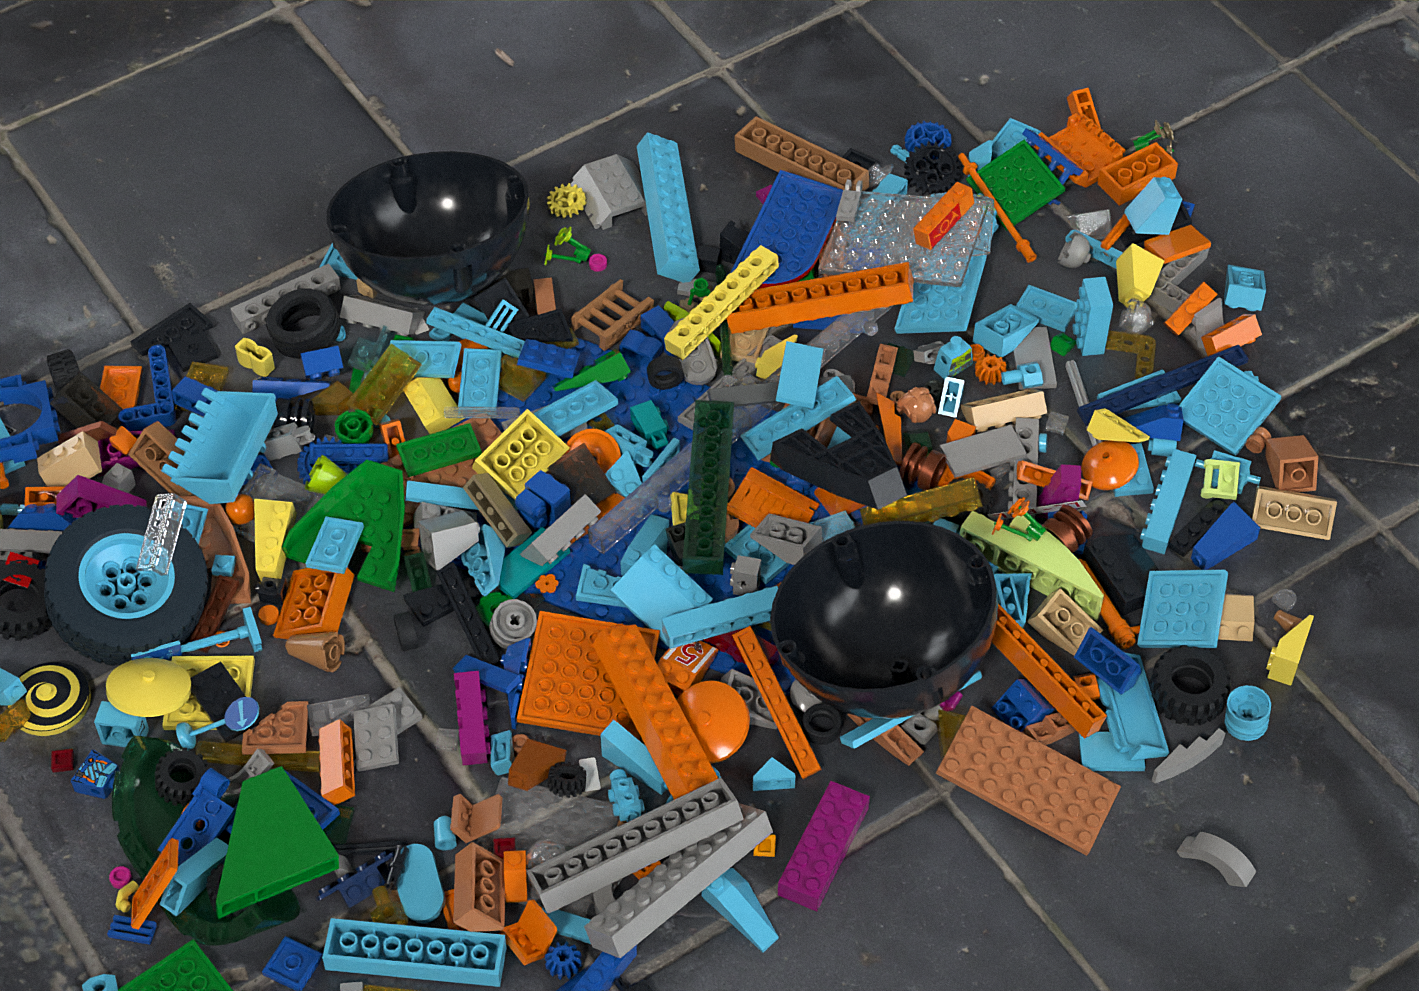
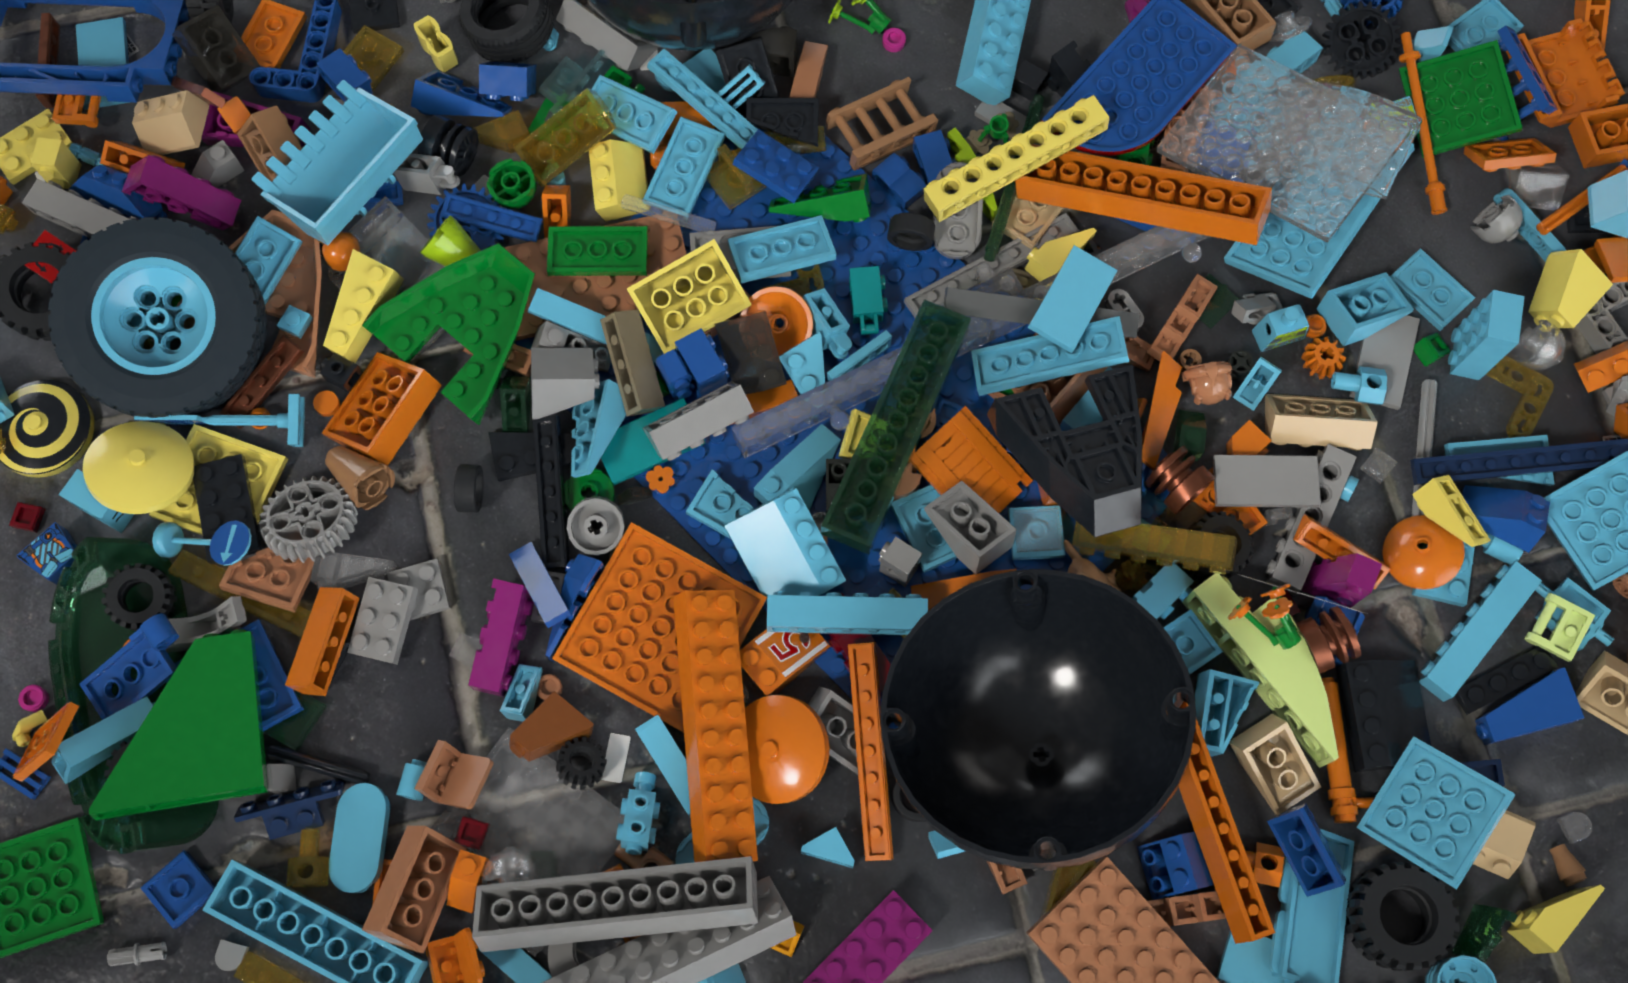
camera: 20 degrees right, 20 degrees up
(165, 533) = (211, 276): clear fence -> none
(291, 686) = (308, 511): none -> light grey gear
(334, 545) = (423, 345): medium azure tile -> none
(396, 867) = (338, 811): black pin -> none
(849, 202) = (1233, 64): light grey hinge -> none
(943, 215) = (1345, 131): orange brick -> none
(1065, 209) = (1510, 154): none -> orange plate
(1249, 670) = (1482, 931): none -> clear green slope

